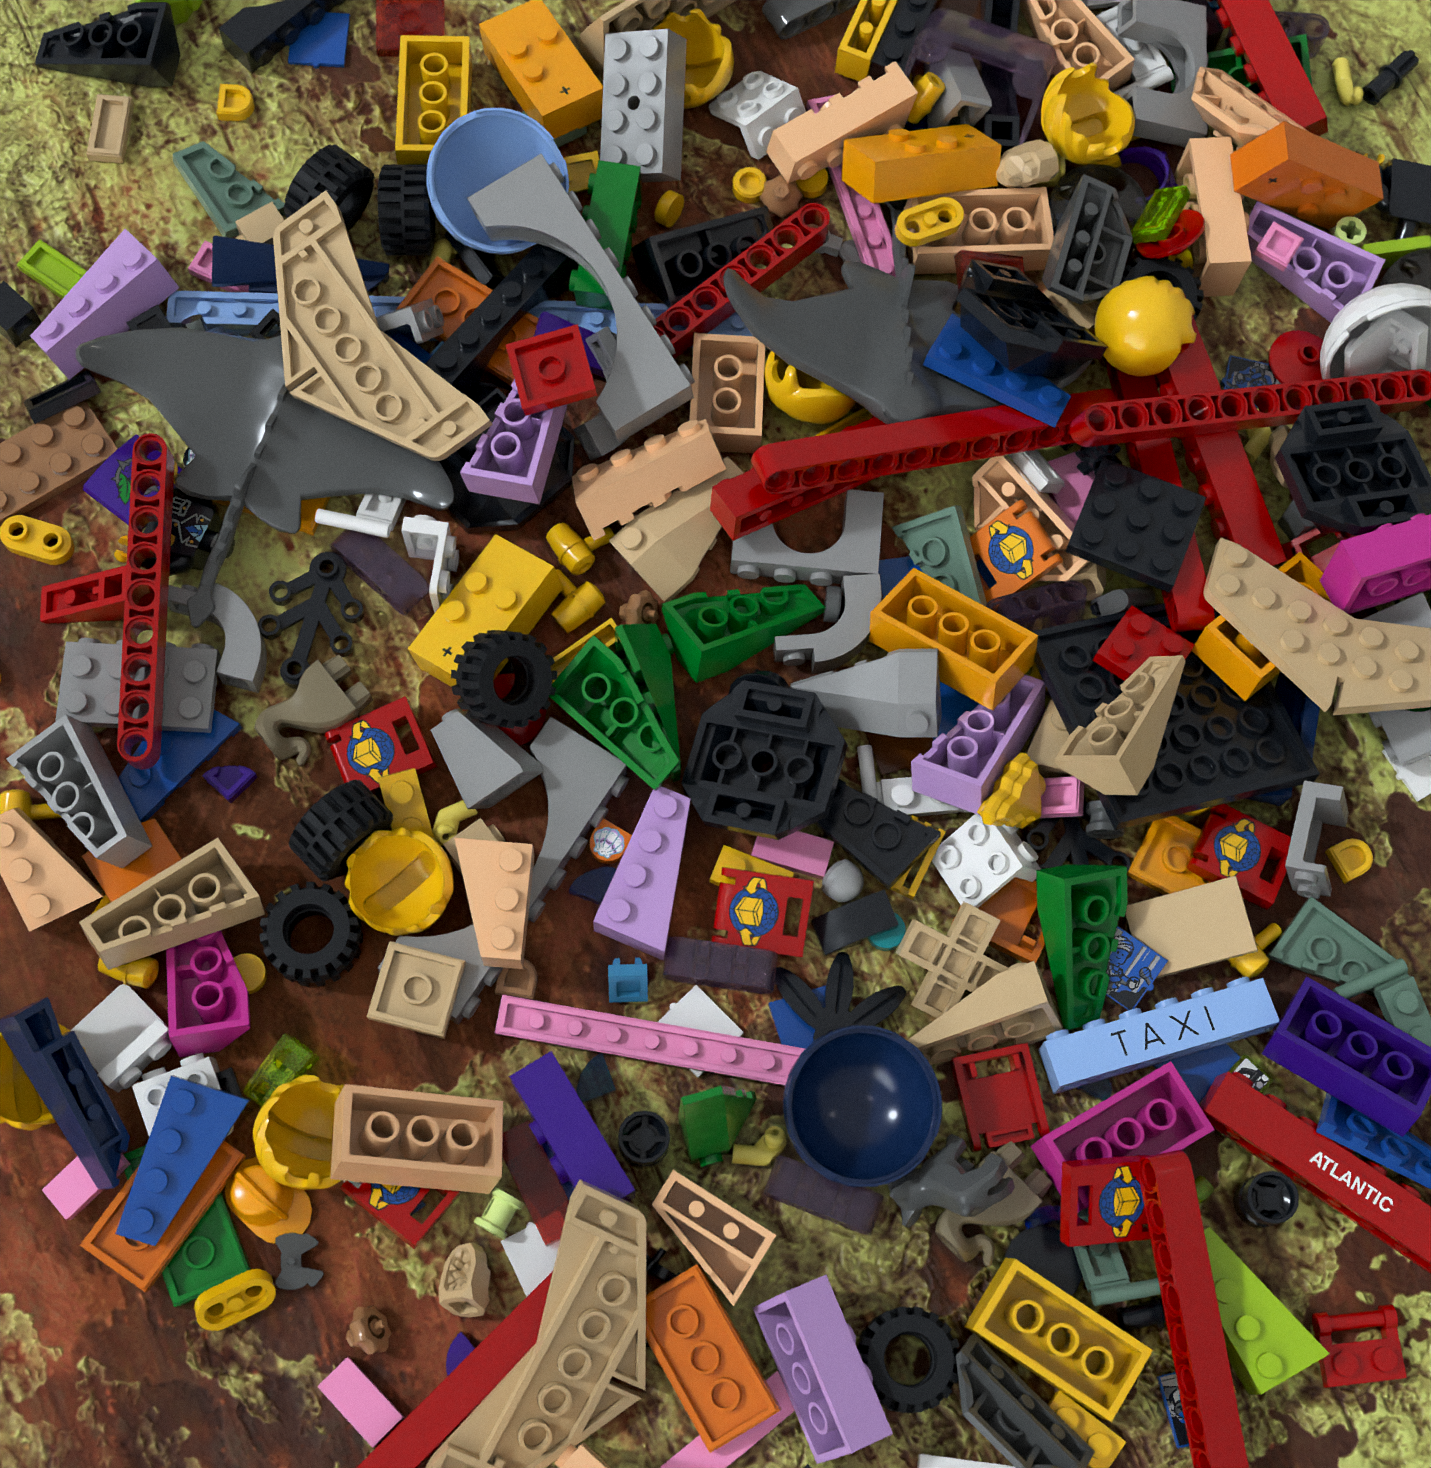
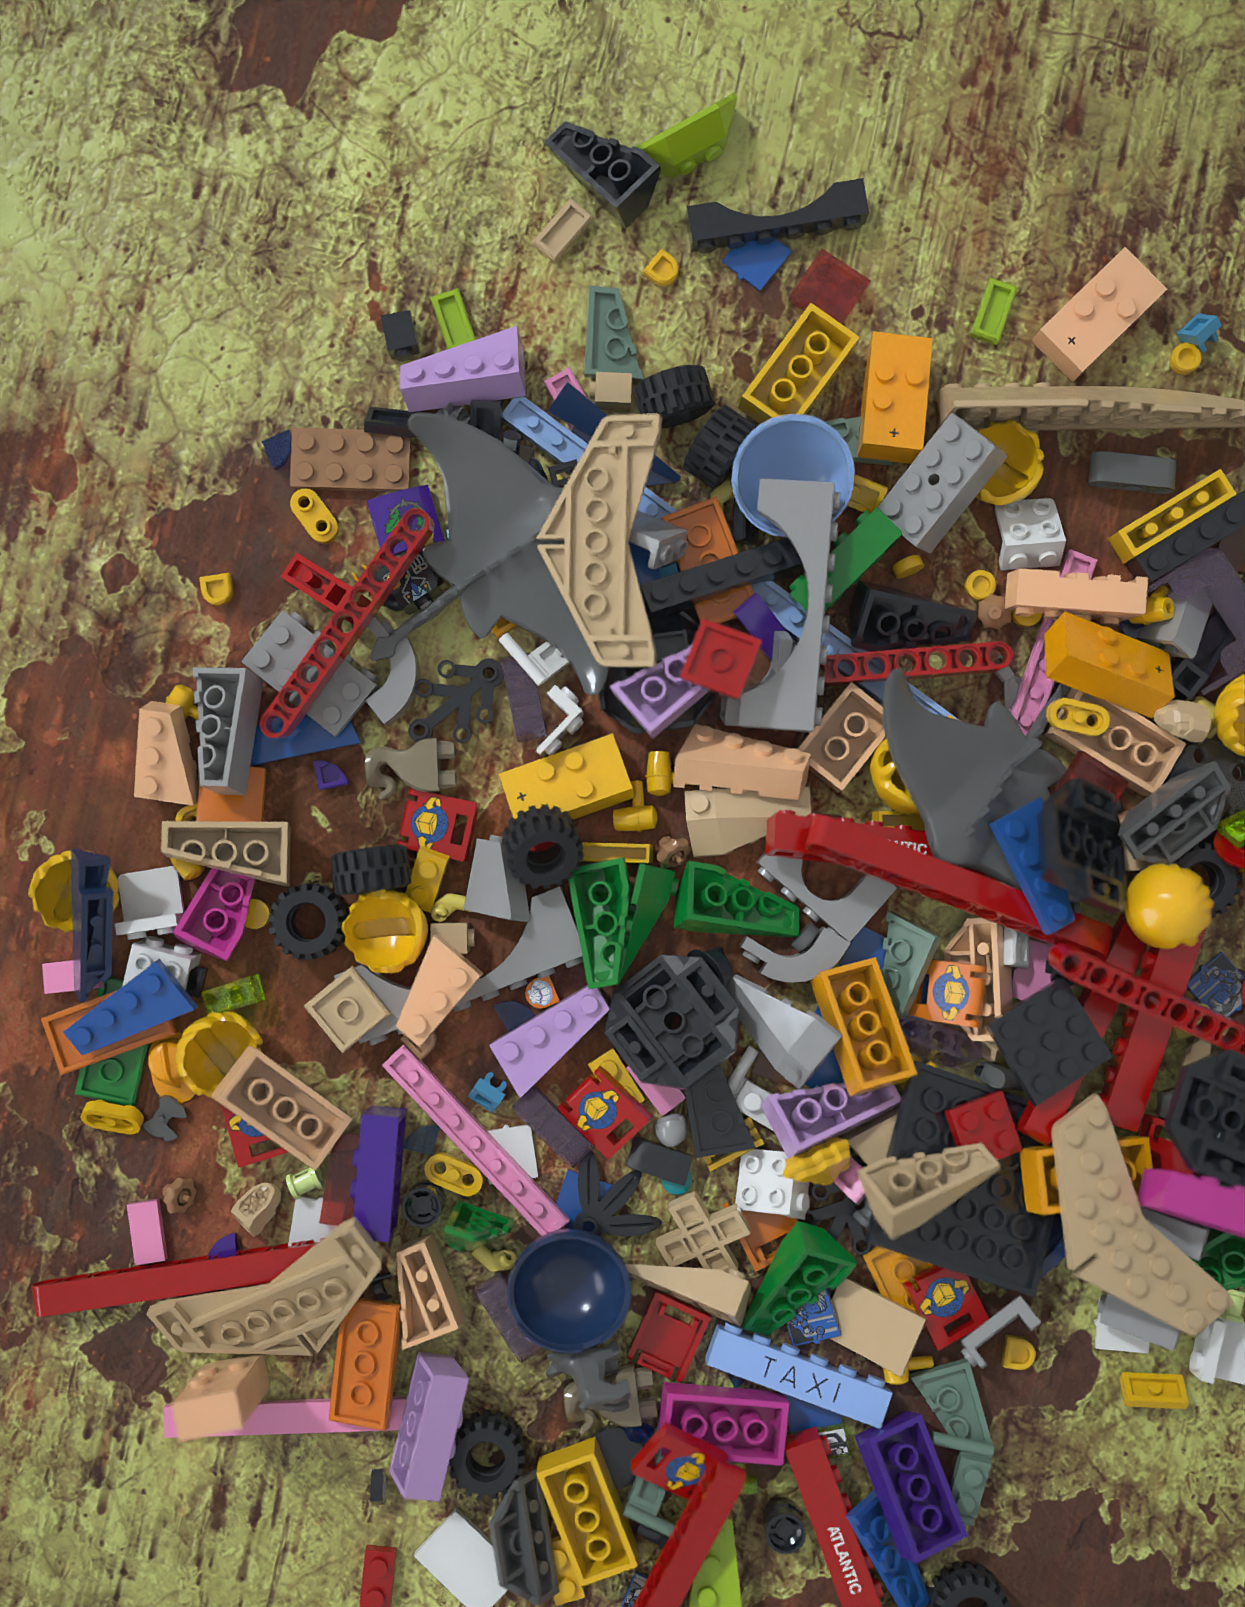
camera: 45 degrees right, 15 degrees up
(653, 1091) = (453, 1176): none -> yellow plate

